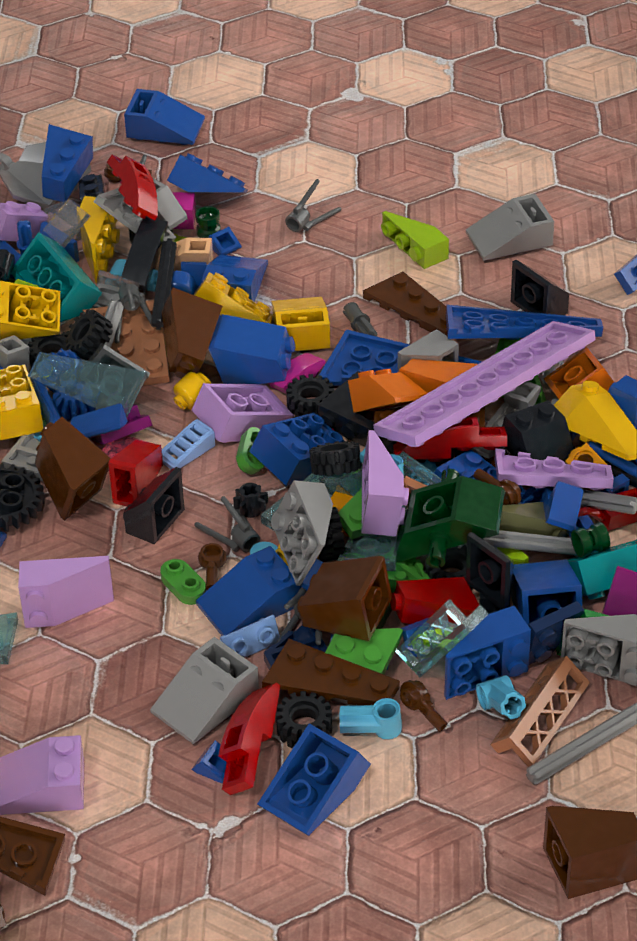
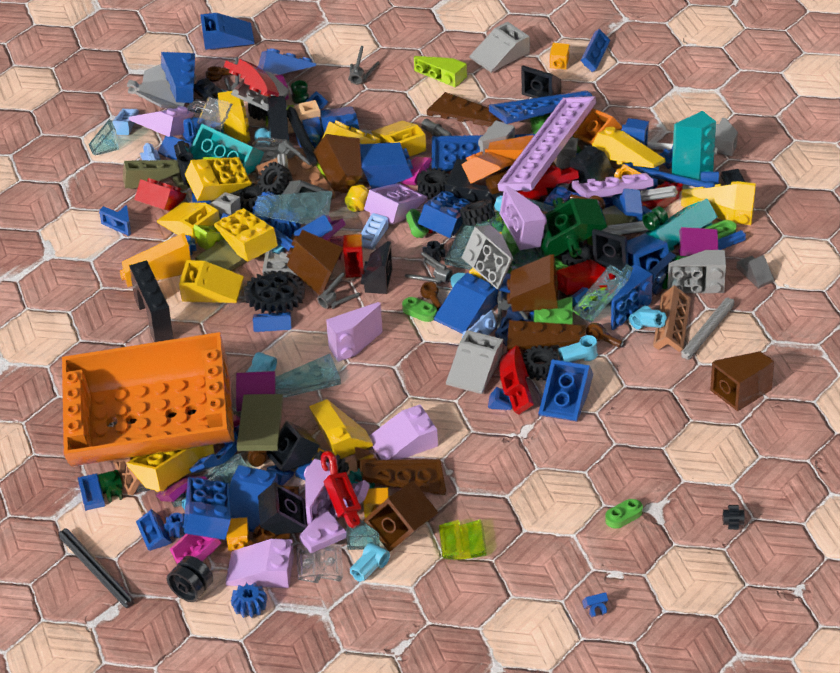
camera: 20 degrees left, 0 degrees up
(66, 525) = (328, 297): none -> dark grey plant
(589, 260) = (559, 55): none -> light orange brick

